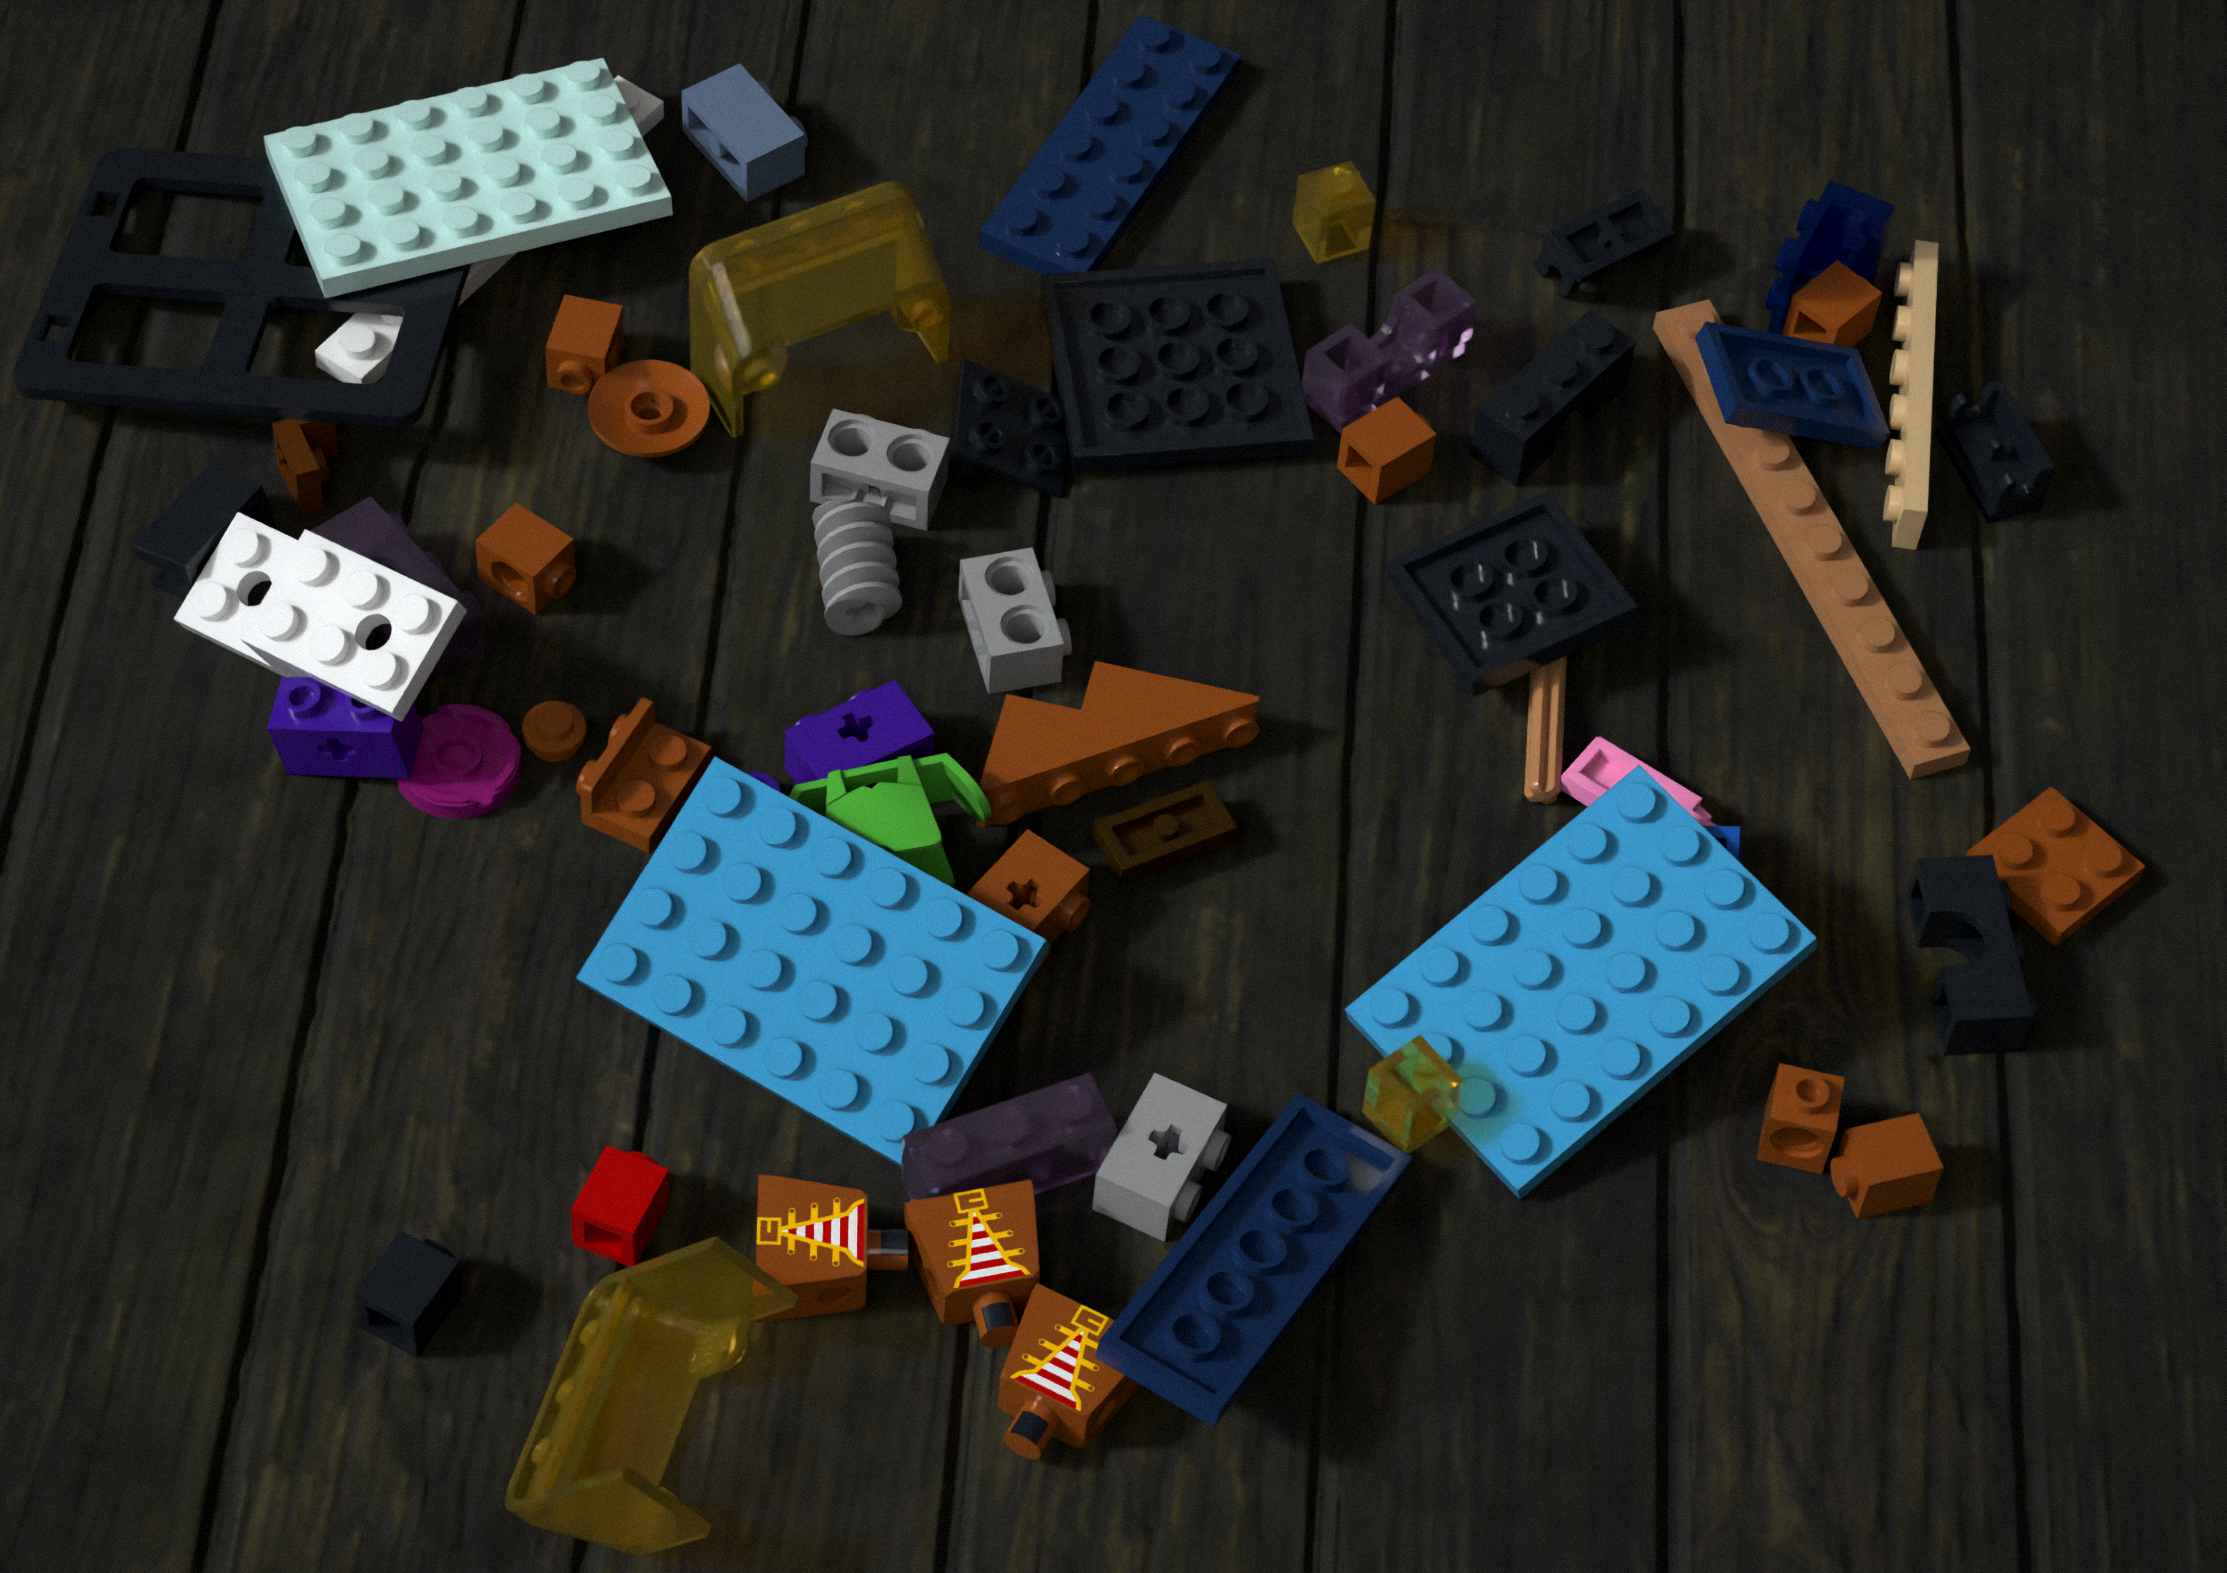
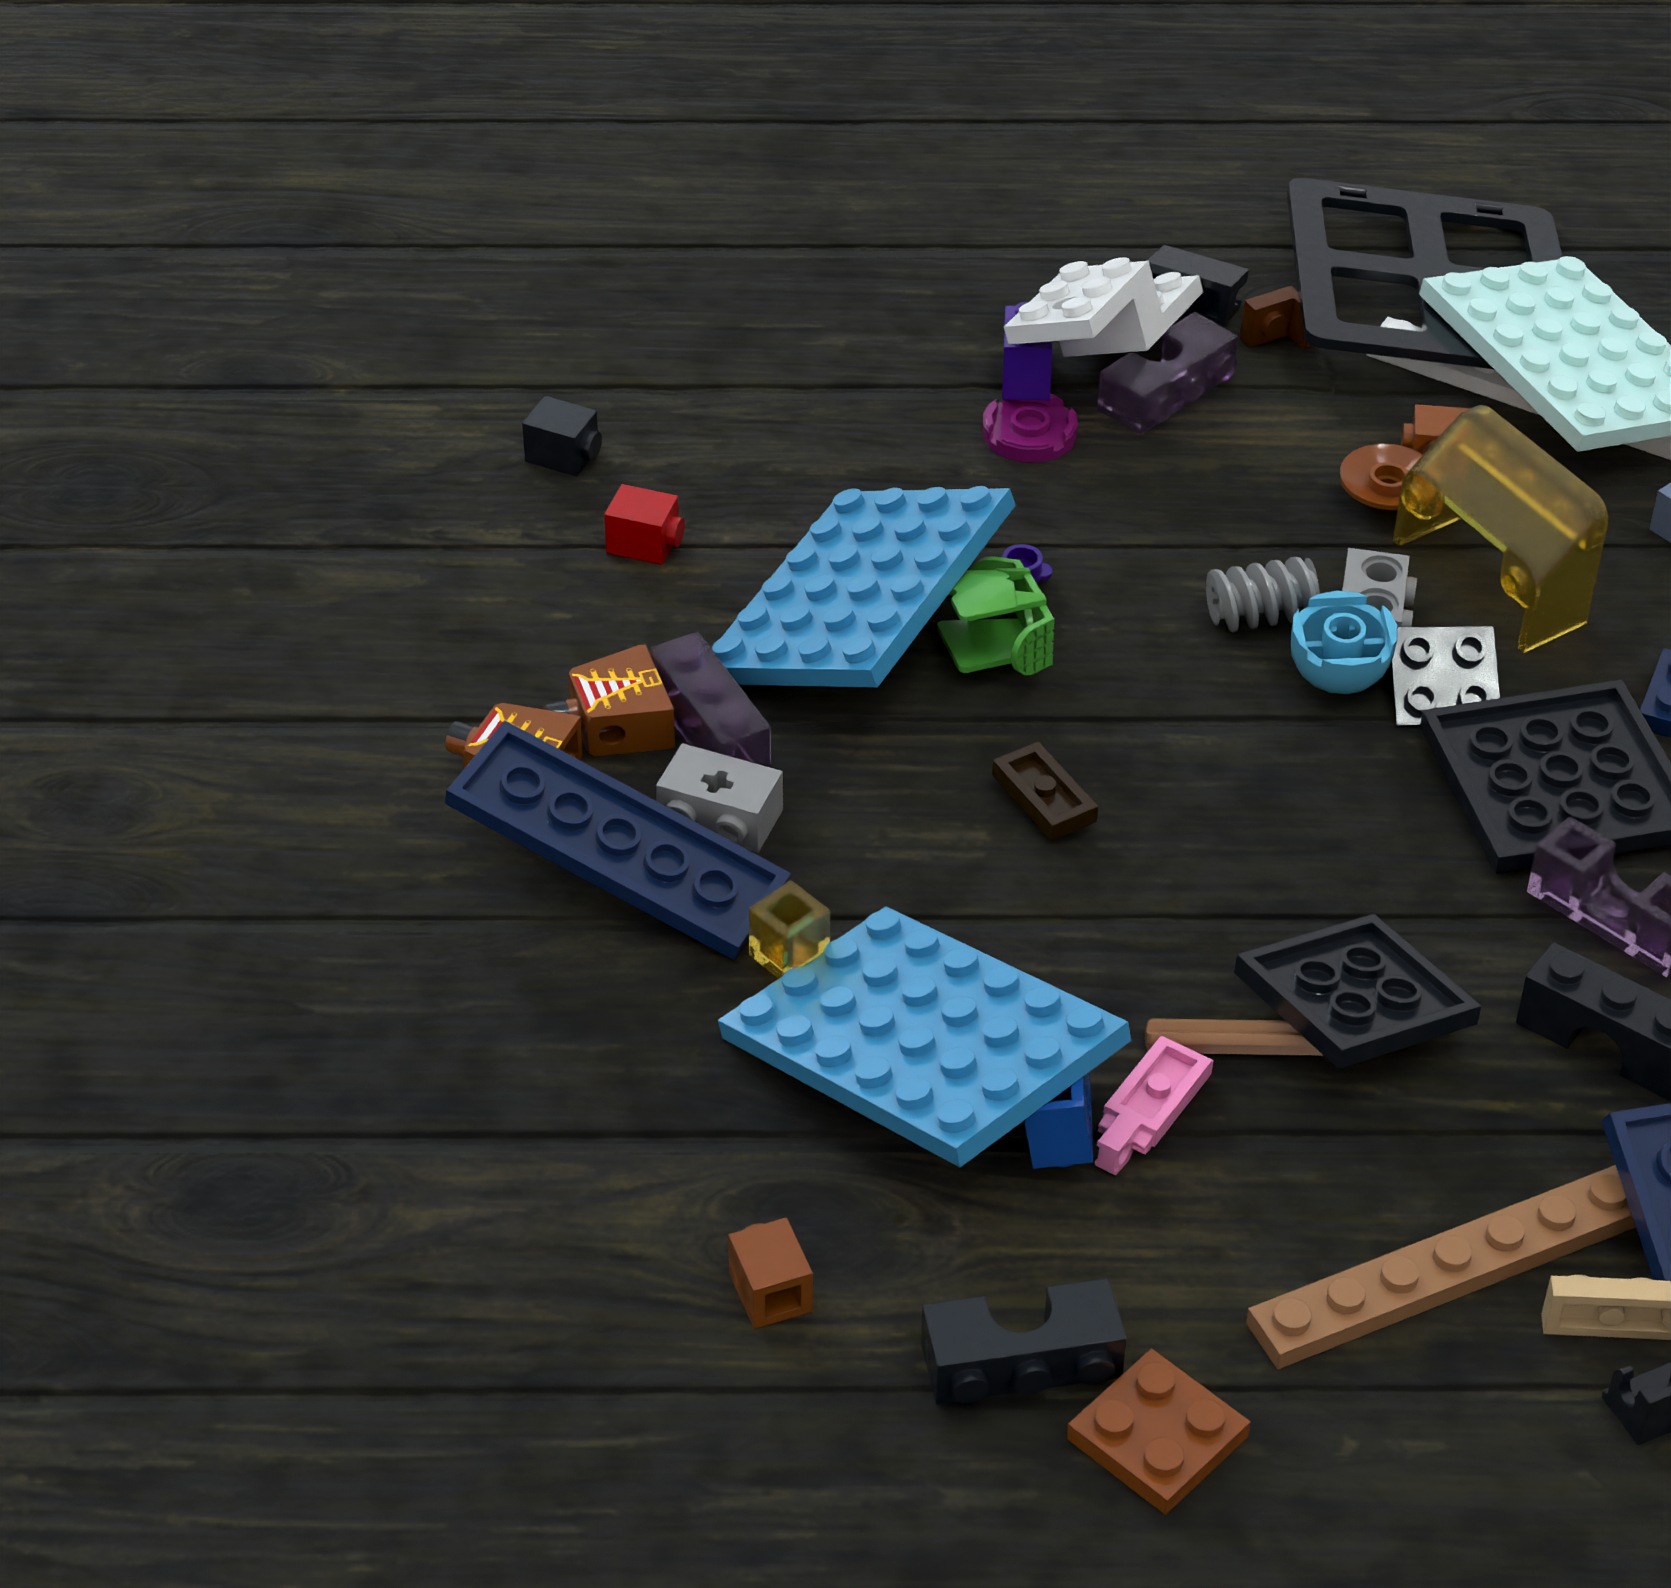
camera: 90 degrees right, 10 degrees down
(526, 559) = (1218, 430): dark orange brick -> none
(554, 730) = (1066, 466): dark orange plate -> none
(626, 1392) = (460, 537): clear yellow windscreen -> none
(640, 778) = (1047, 506): dark orange bracket -> none
(820, 1245) = (614, 611): torso -> none
(861, 732) = (1089, 613): dark purple brick -> none
(981, 496) = (1342, 642): none -> medium azure cylinder
(1013, 620) = (1236, 686): light grey brick -> none
(1036, 888) = (944, 706): dark orange brick -> none
(1124, 730) = (1132, 750): dark orange slope -> none
(1386, 450) = (1507, 910): dark orange brick -> none
(1800, 1118) = (812, 1200): dark orange brick -> none

